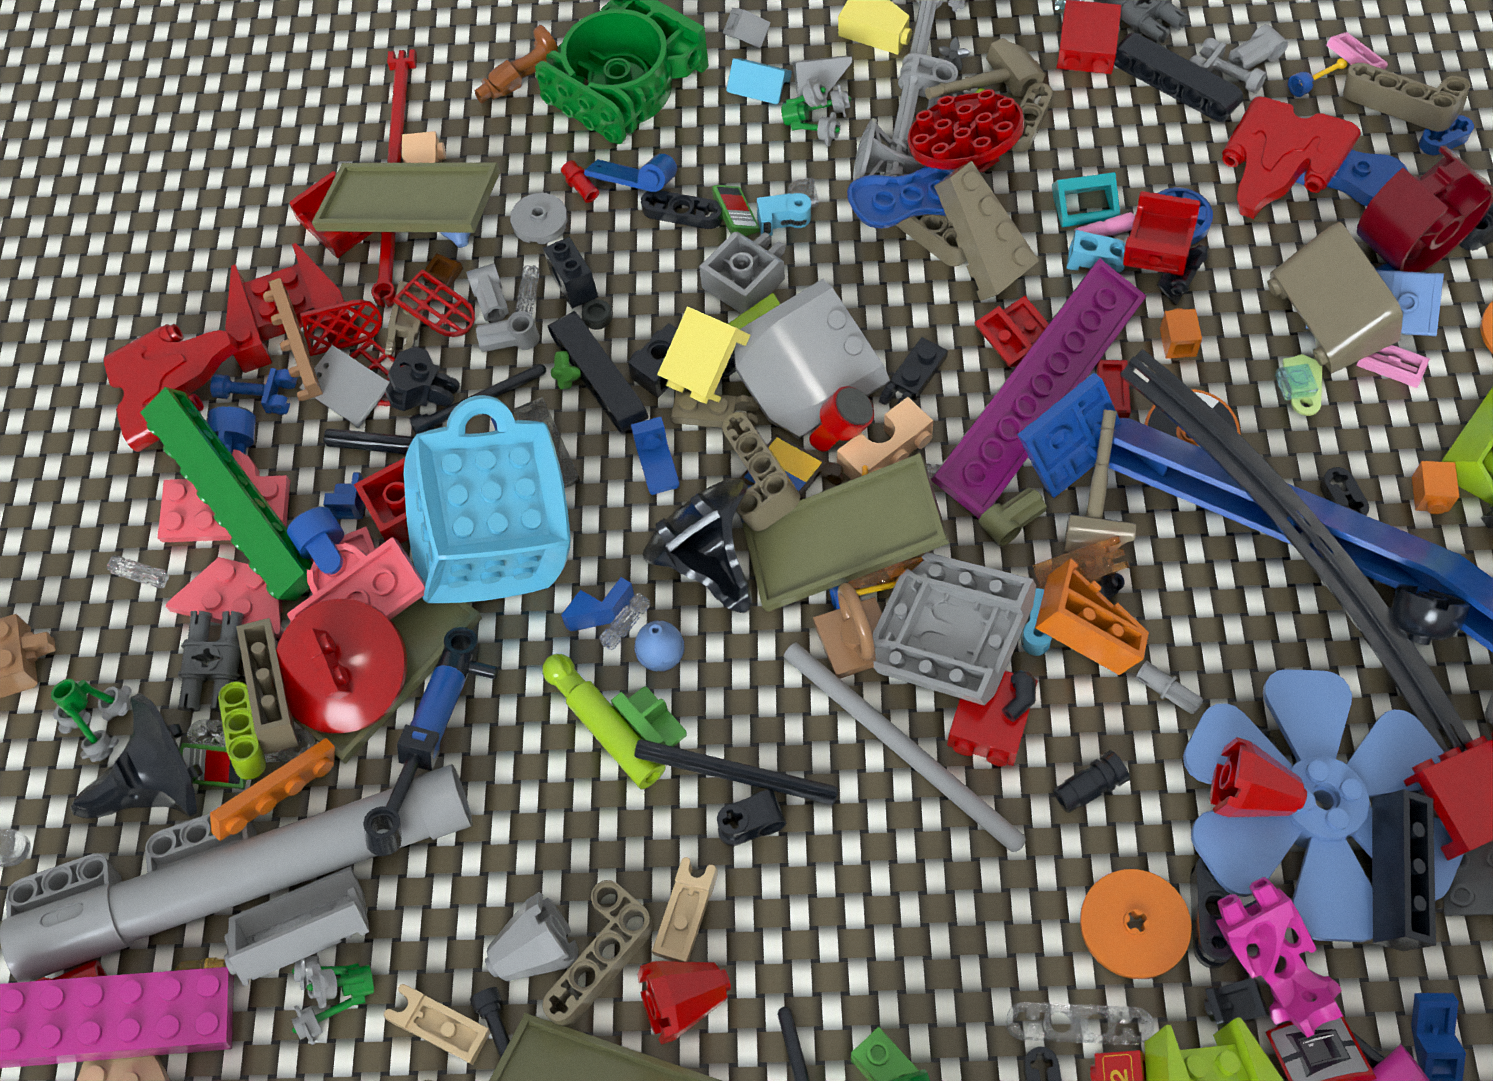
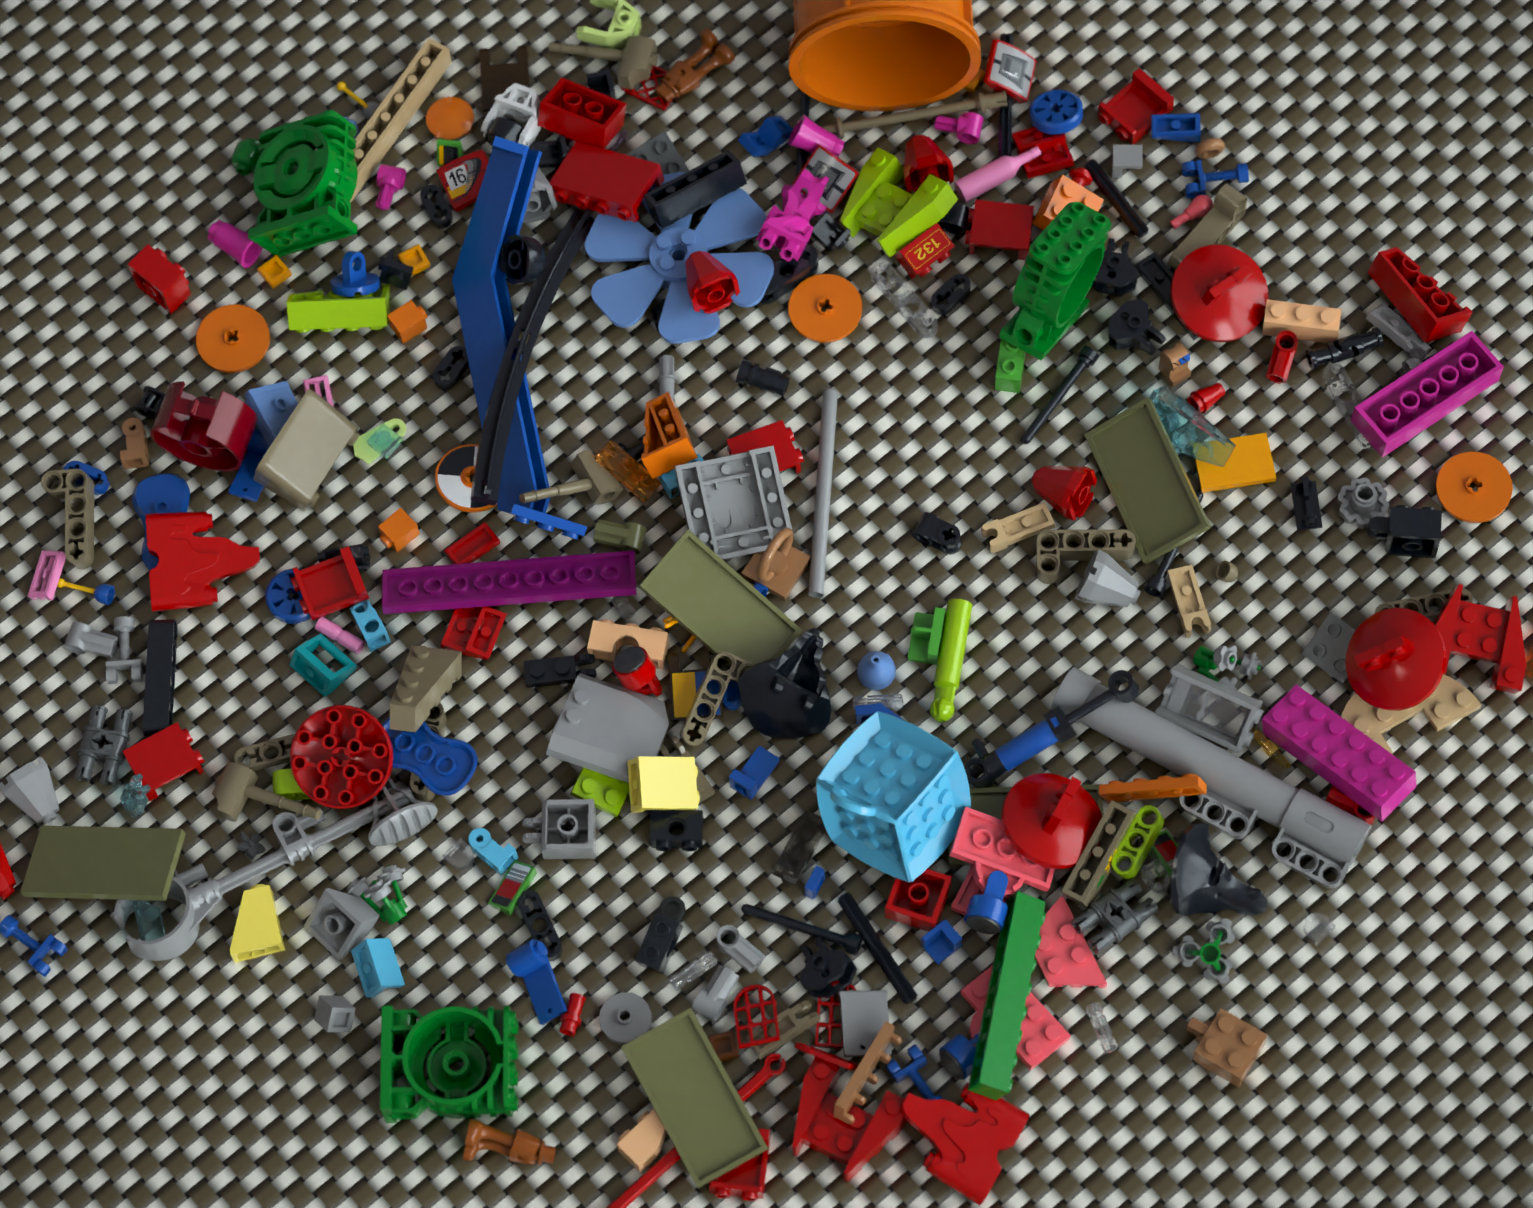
camera: 130 degrees left, 5 degrees up
(563, 371) = (738, 885): bright green piece -> none
(598, 372) = (719, 865): black beam -> none
(736, 772) = (919, 558): black axle -> none
(1025, 695) = (745, 434): black arm -> none

